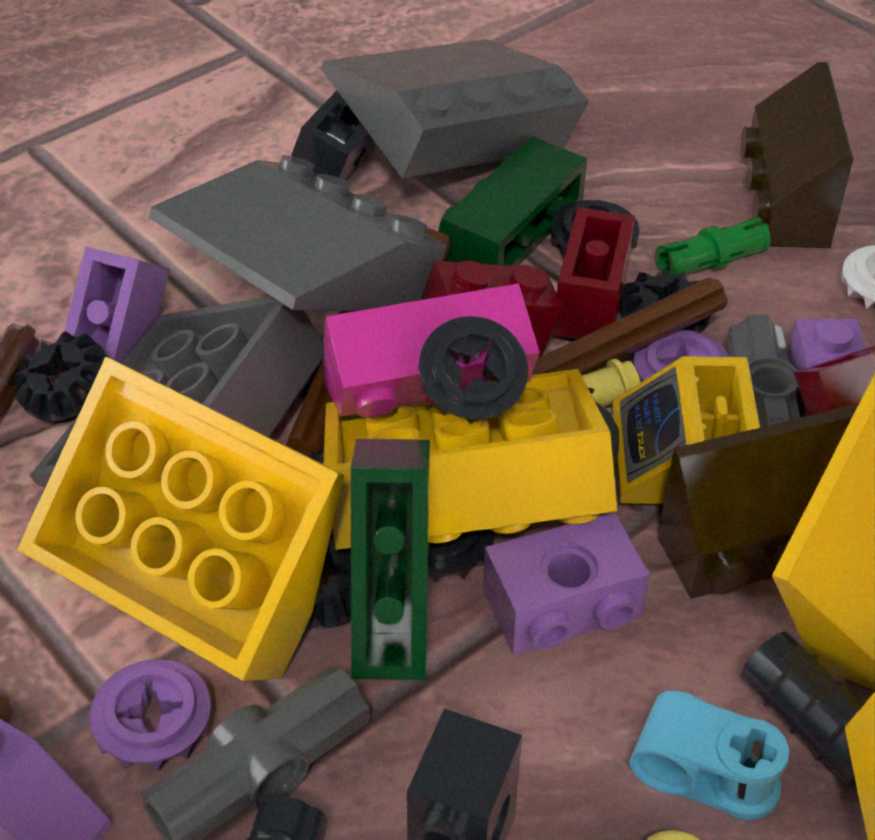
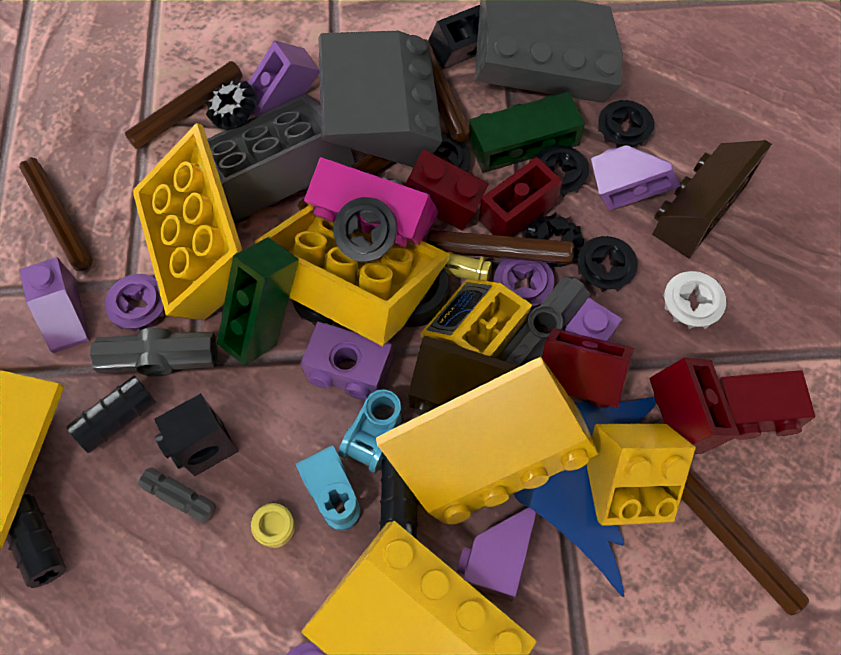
camera: 40 degrees right, 20 degrees up
(633, 150) = (612, 118): none -> black gear
(694, 183) = (631, 175): none -> slope
(694, 649) = (361, 436): none -> medium azure piece
(713, 247) = (614, 220): green pin -> none
(759, 281) = (620, 256): none -> black gear

